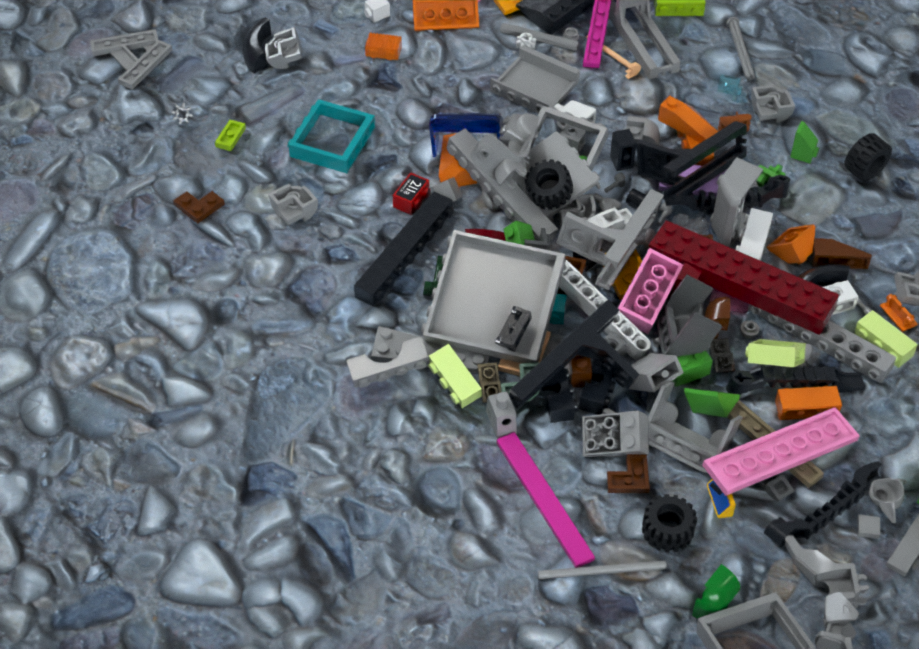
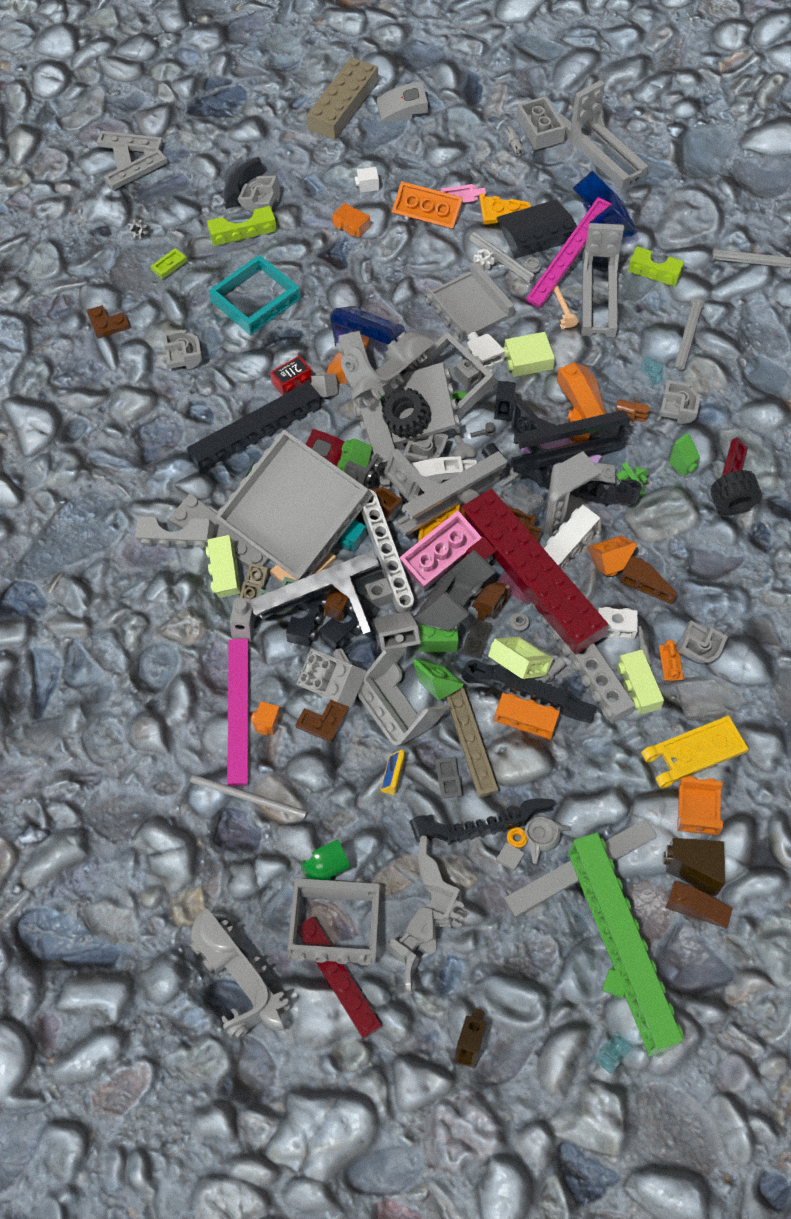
camera: 25 degrees right, 10 degrees up
(266, 92) = (260, 223): none -> lime arch
(514, 328) = (291, 544): black hinge -> none
(577, 494) = (266, 718): none -> orange brick
(616, 105) = (528, 354): none -> yellowish green brick
(643, 129) = (538, 389): light grey brick -> none
(669, 537) = (327, 794): black tyre -> none
(780, 451) = (467, 753): bright pink plate -> none
(826, 274) = (619, 595): black brick -> none
(846, 136) = (735, 457): none -> dark red plate
(864, 503) = (517, 832): none -> light orange plate

